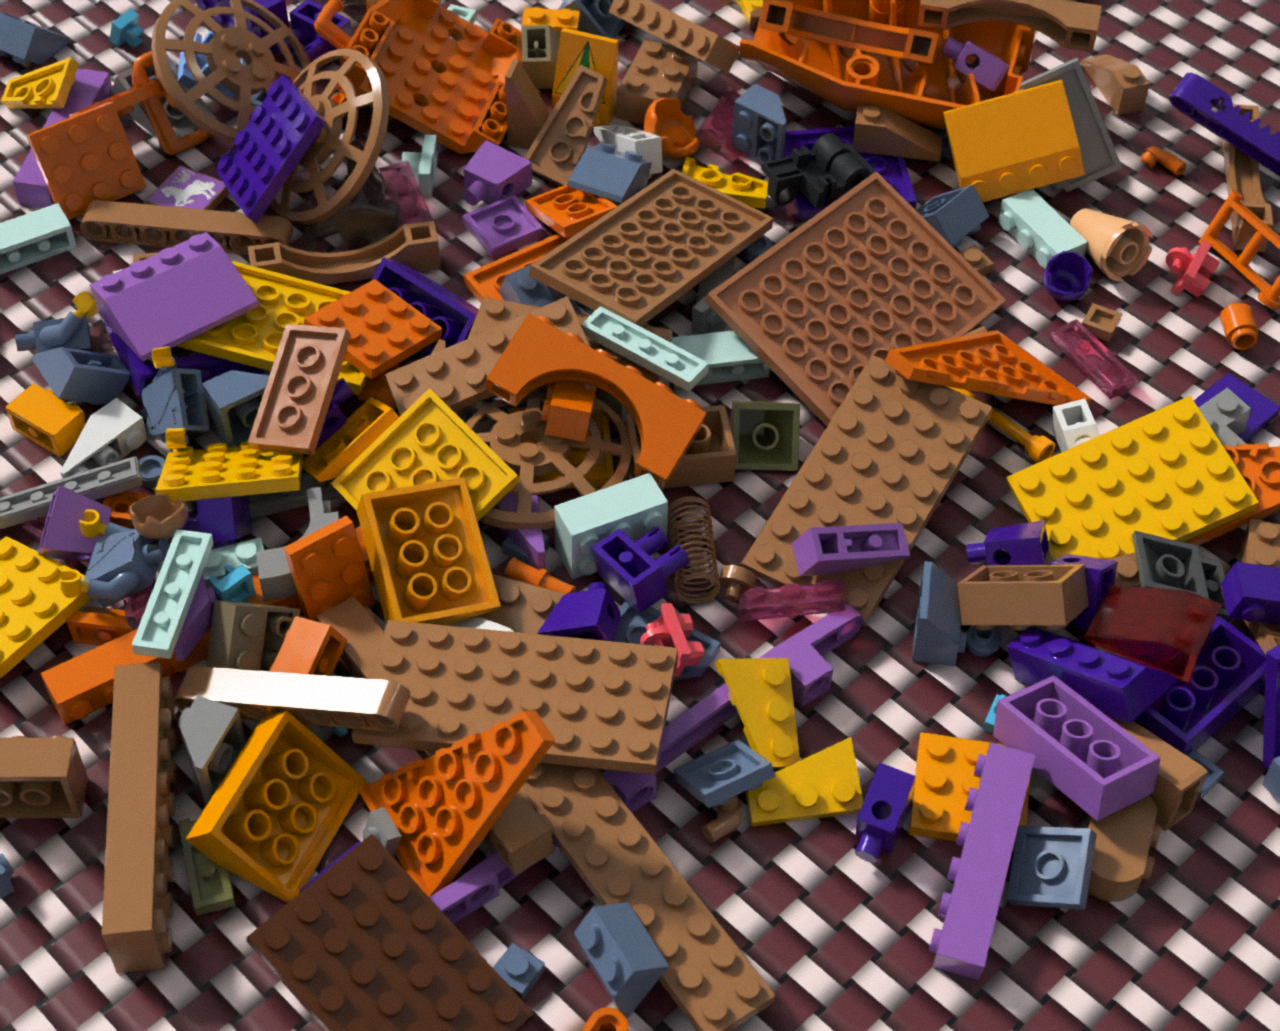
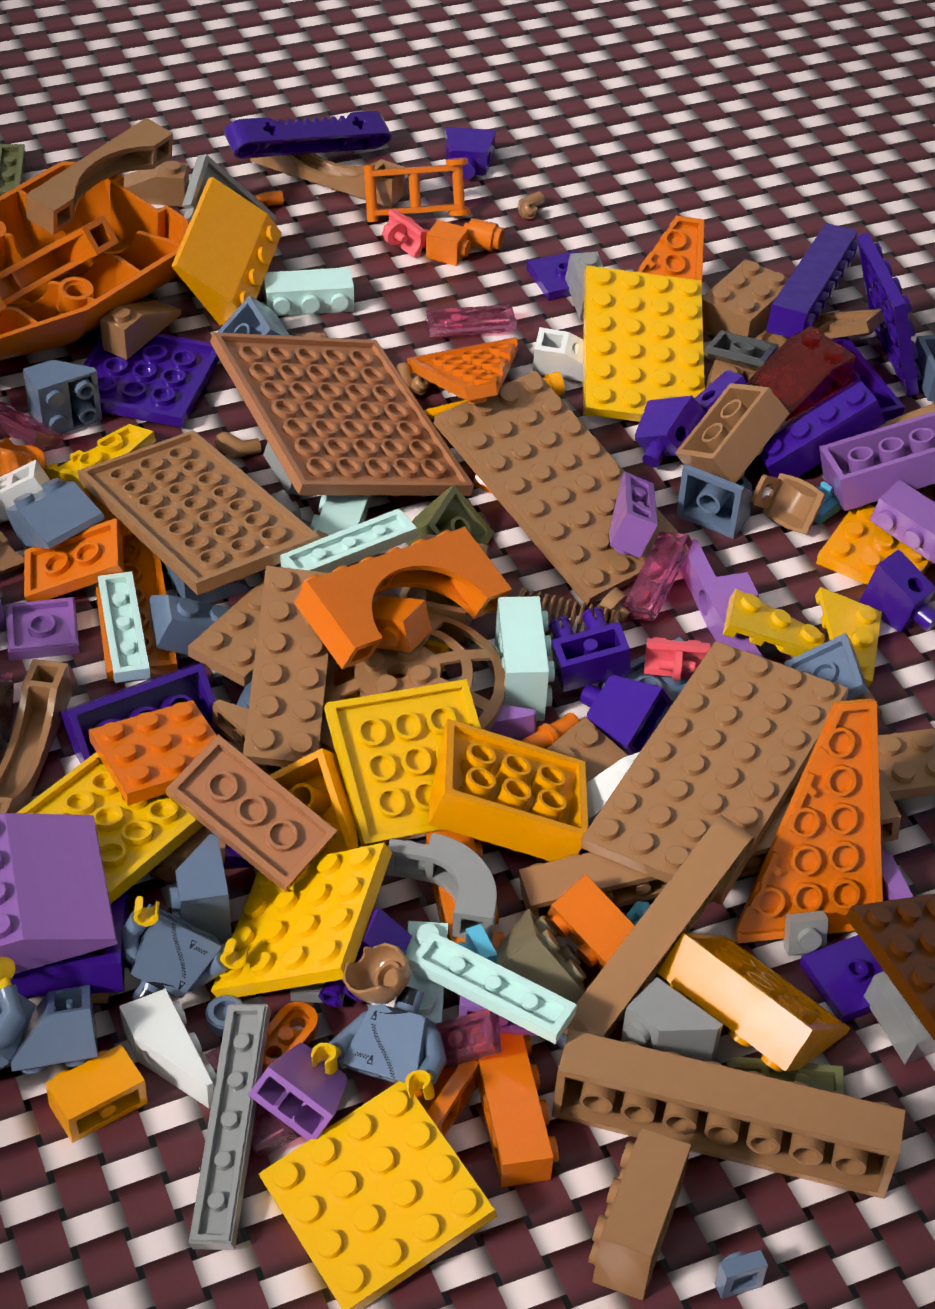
camera: 70 degrees left, 5 degrees down
(329, 569) = (501, 864): orange plate -> none
(493, 267) = (123, 627): none -> light aqua plate
(825, 171) = (160, 379): black plate -> none
(982, 684) = (791, 501): none -> medium nougat piece
(986, 68) = (136, 219): medium lavender torso -> none
(1067, 276) = (373, 298): dark purple hair -> none
(1102, 321) = (432, 299): medium nougat plate -> none
(1113, 242) = (352, 250): light nougat cone -> none
(1202, 303) = (447, 243): none -> orange brick

